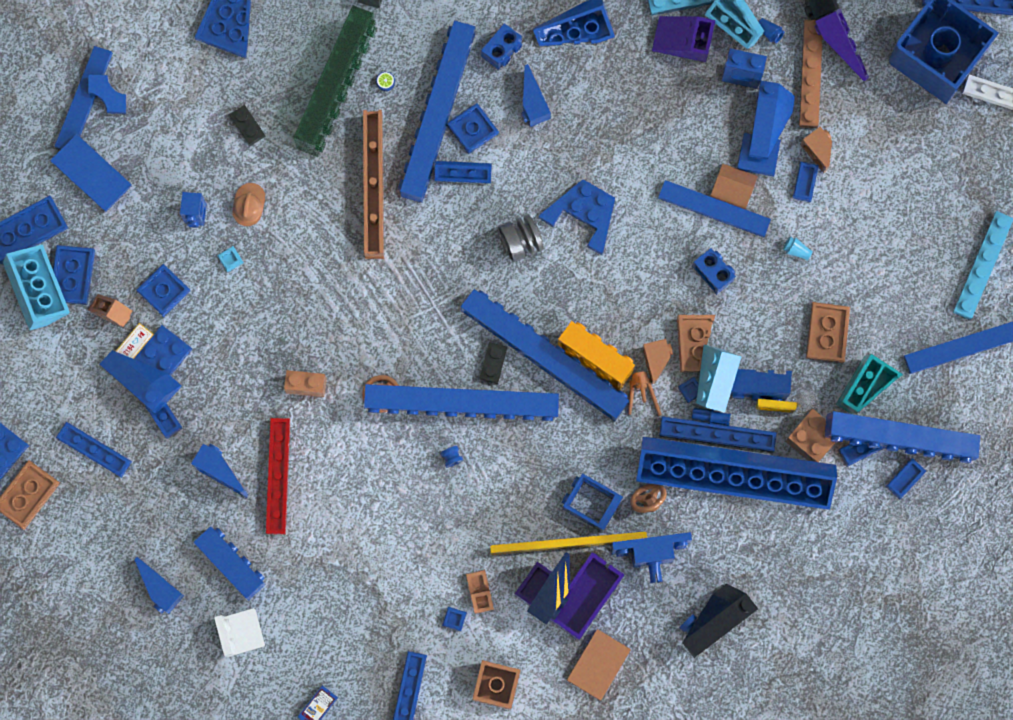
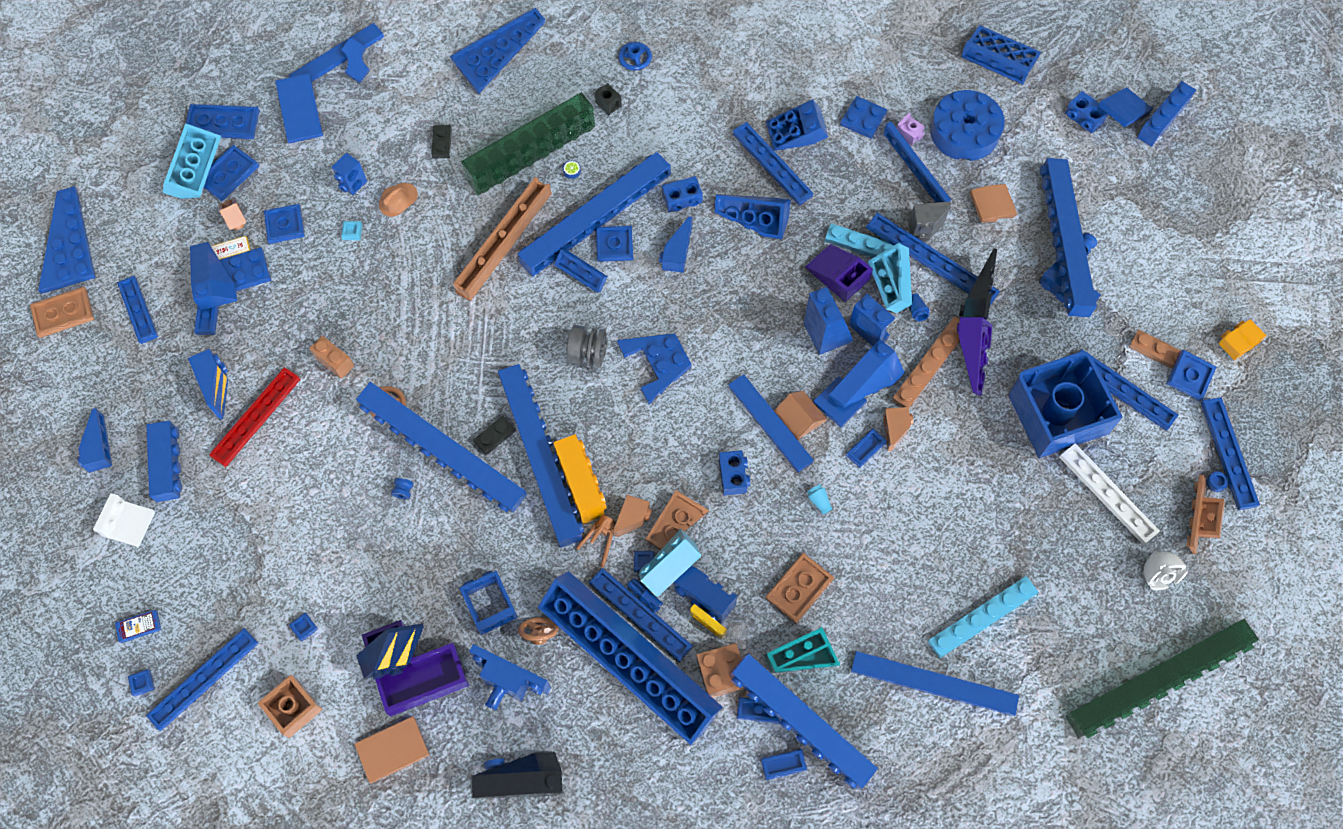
camera: 35 degrees right, 10 degrees down
(479, 591) = (341, 618): nougat slope -> none
(564, 543) = (439, 621): yellow tile -> none
(707, 94) = (825, 322): none -> blue slope

